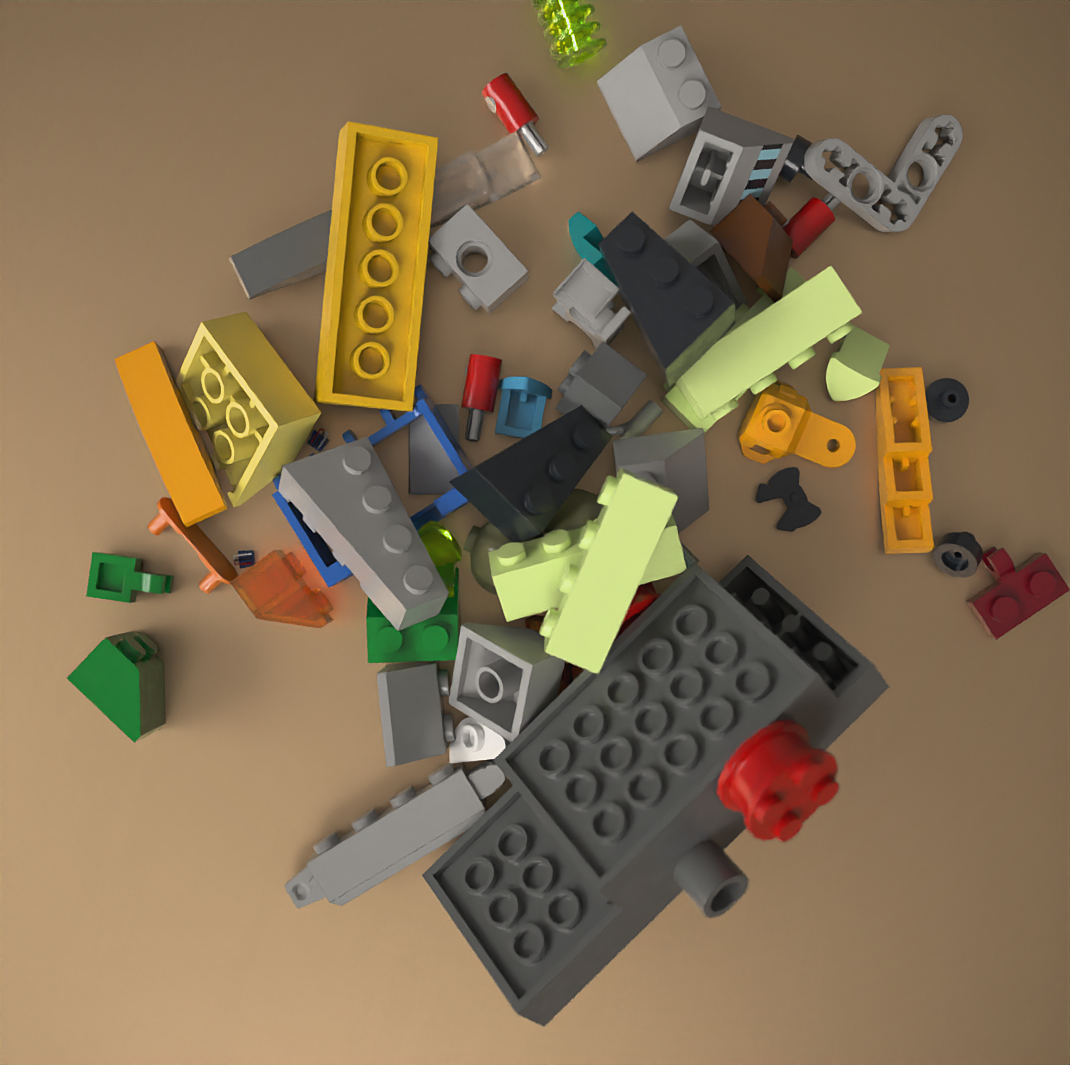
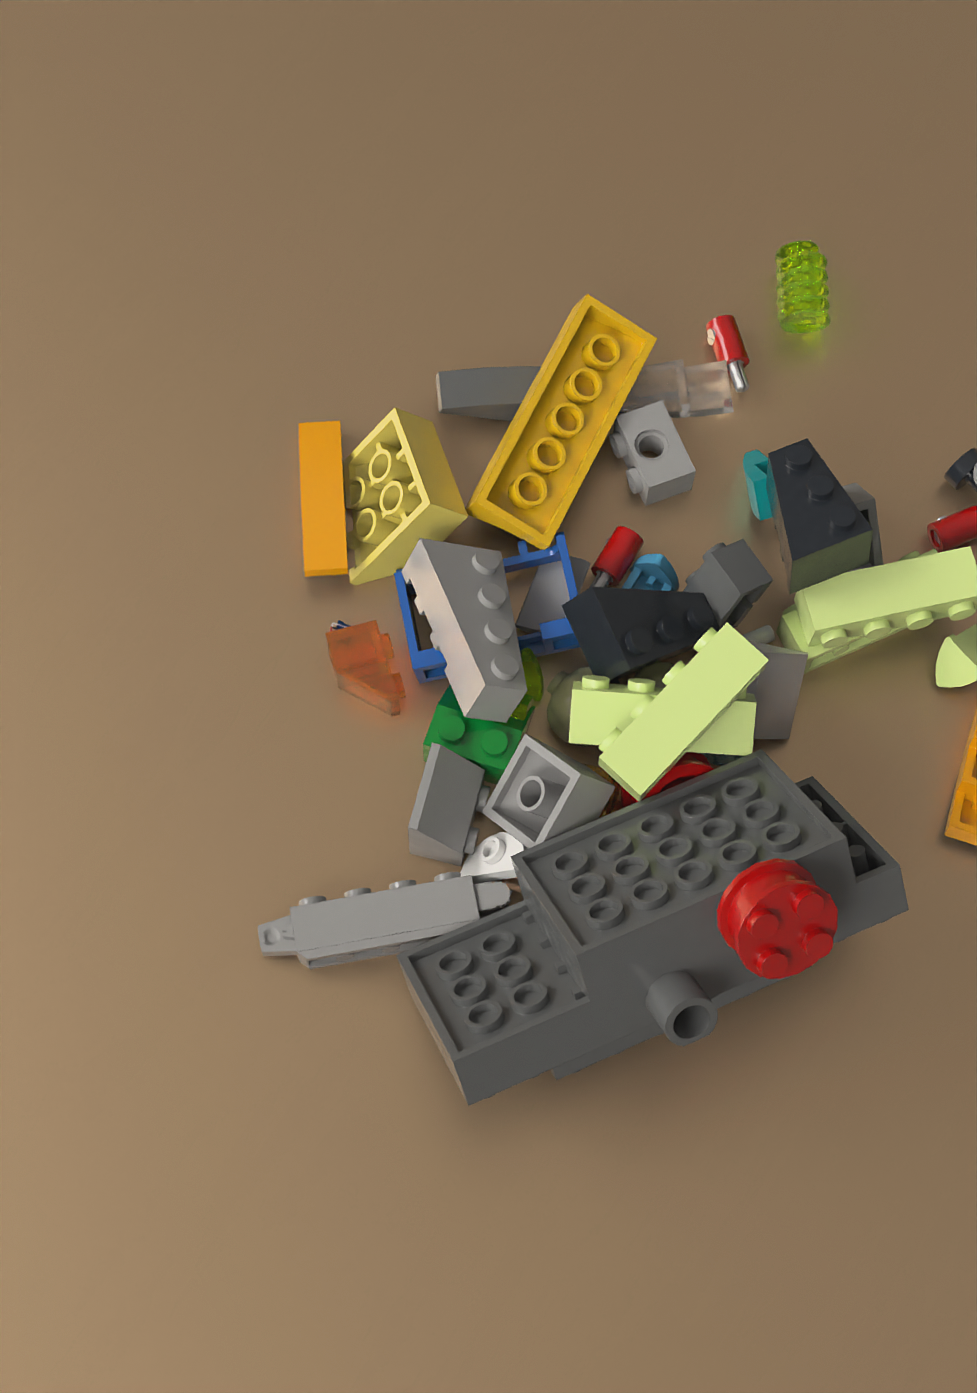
camera: 15 degrees right, 20 degrees down
(120, 578) = (224, 601): green plate -> none
(125, 683) = (195, 678): green slope -> none
(220, 568) = (293, 566): orange piece -> none
(587, 303) = (741, 497): light grey piece -> none
(658, 93) = (863, 378): light grey slope -> none
(728, 165) = (904, 452): light grey slope -> none
(757, 243) = (910, 517): reddish brown slope -> none
(786, 425) = (887, 688): light orange piece -> none
(786, 485) = (874, 771): black piece -> none

